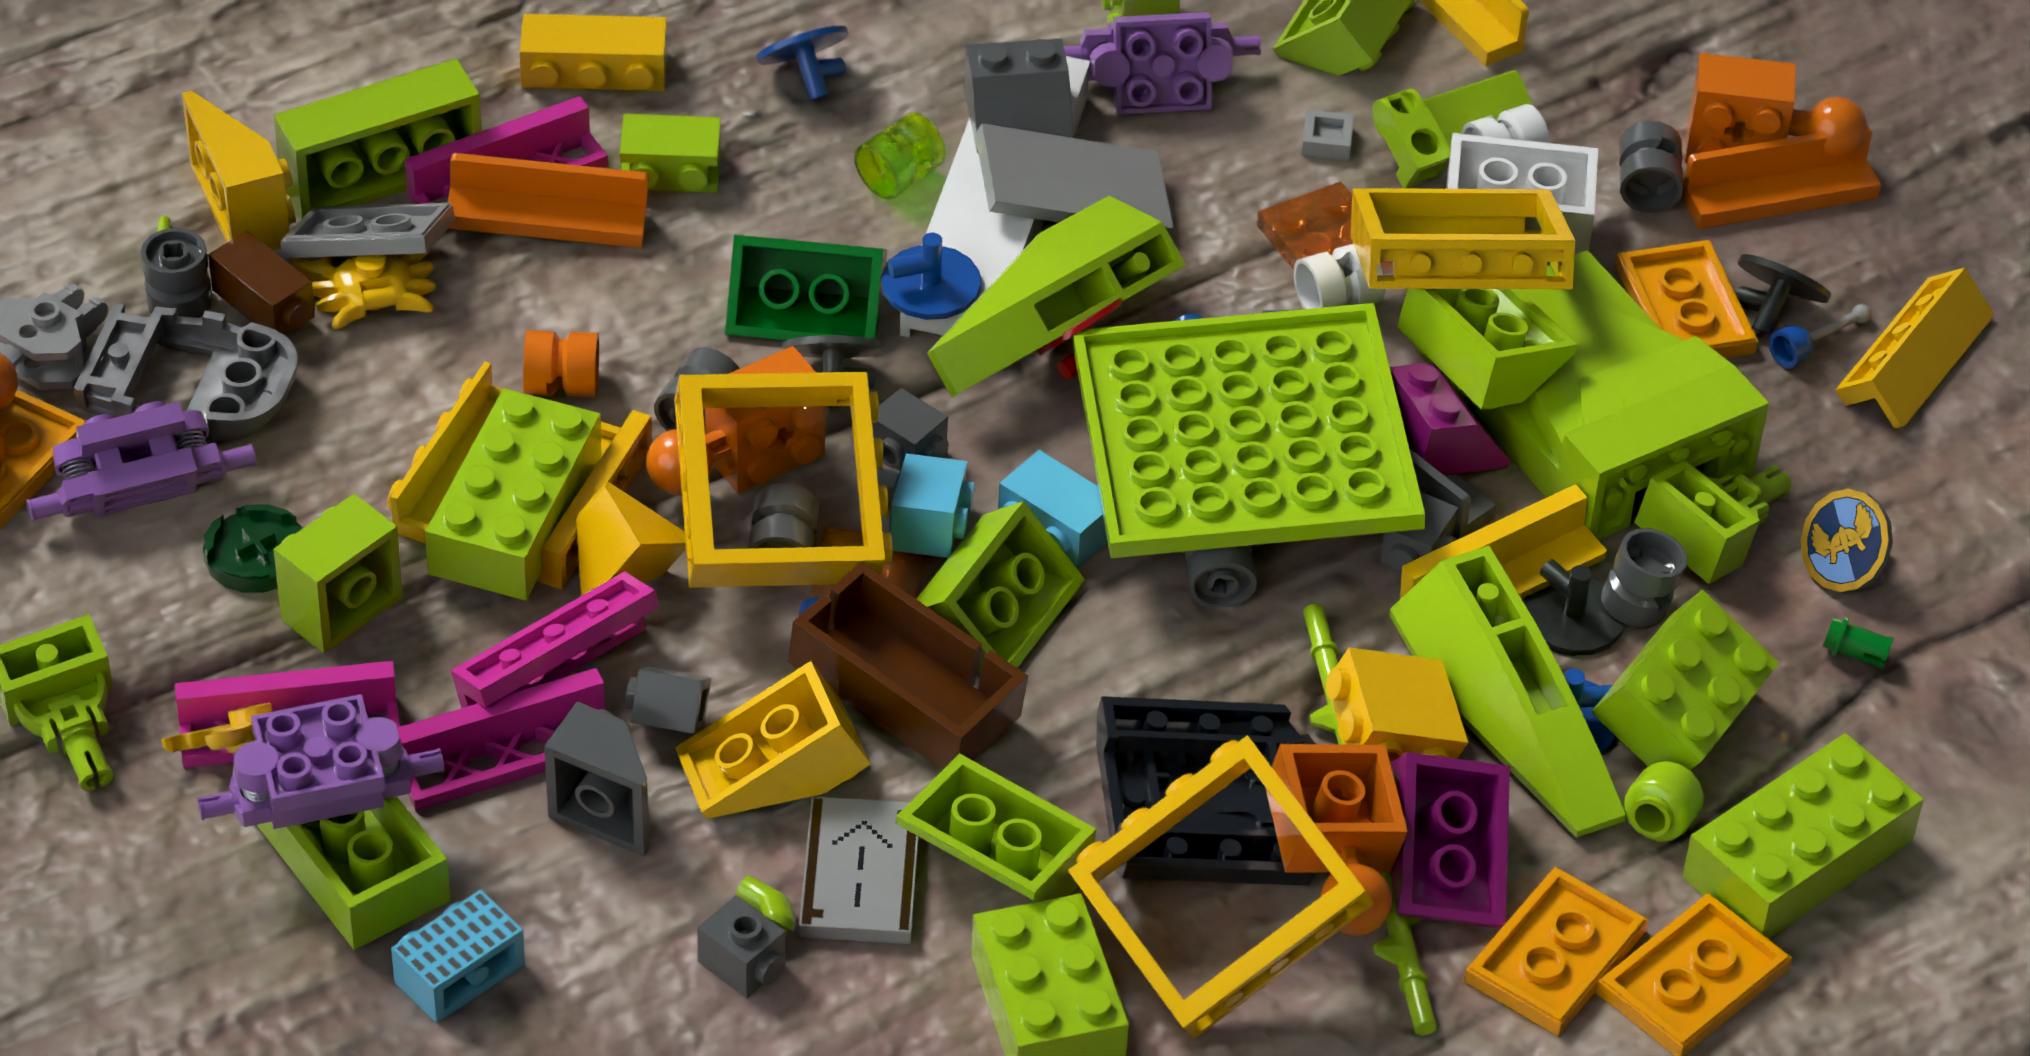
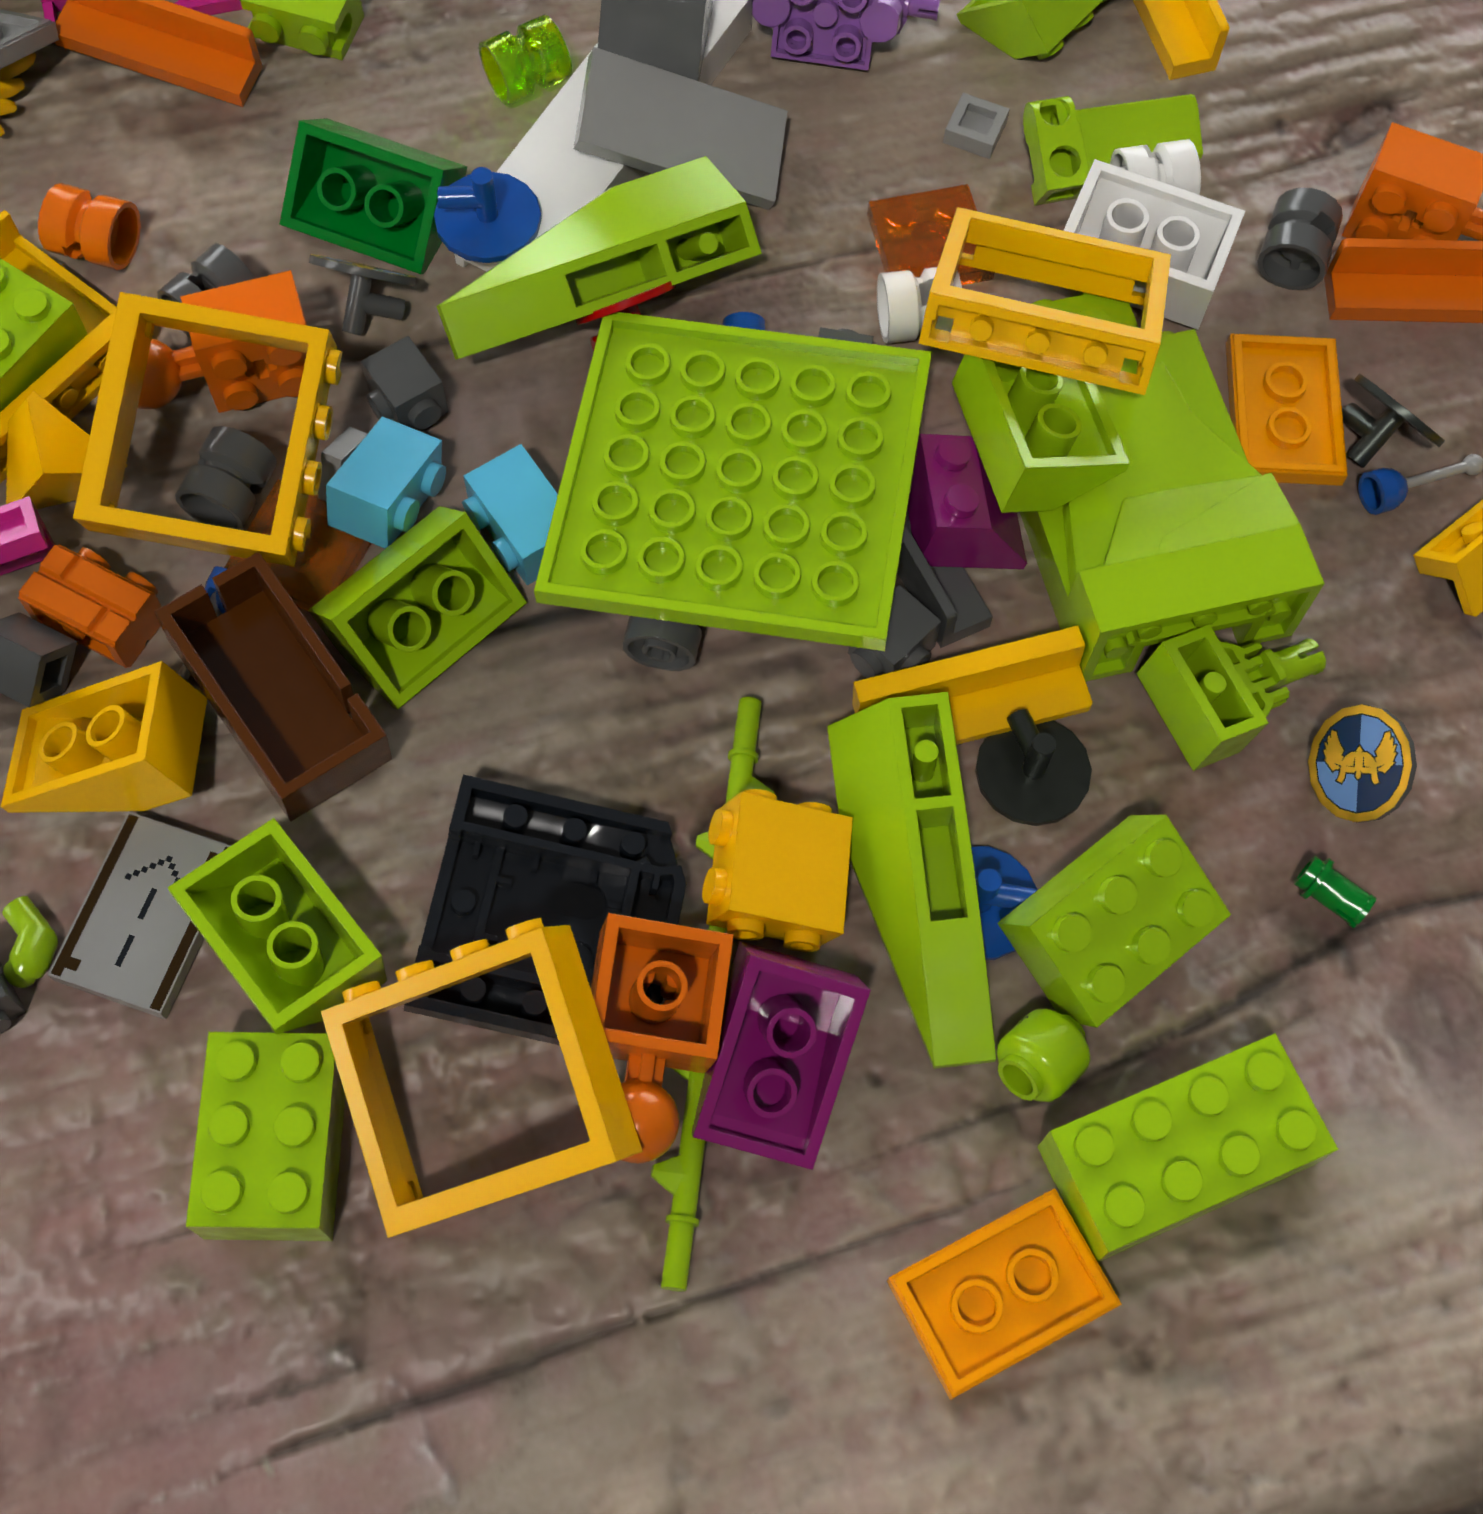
camera: 15 degrees right, 20 degrees up
(710, 646) = (92, 603): none -> orange brick
(1556, 950) = (858, 1217): light orange tile -> none
(1644, 578) = (1118, 756): dark grey wheel -> none

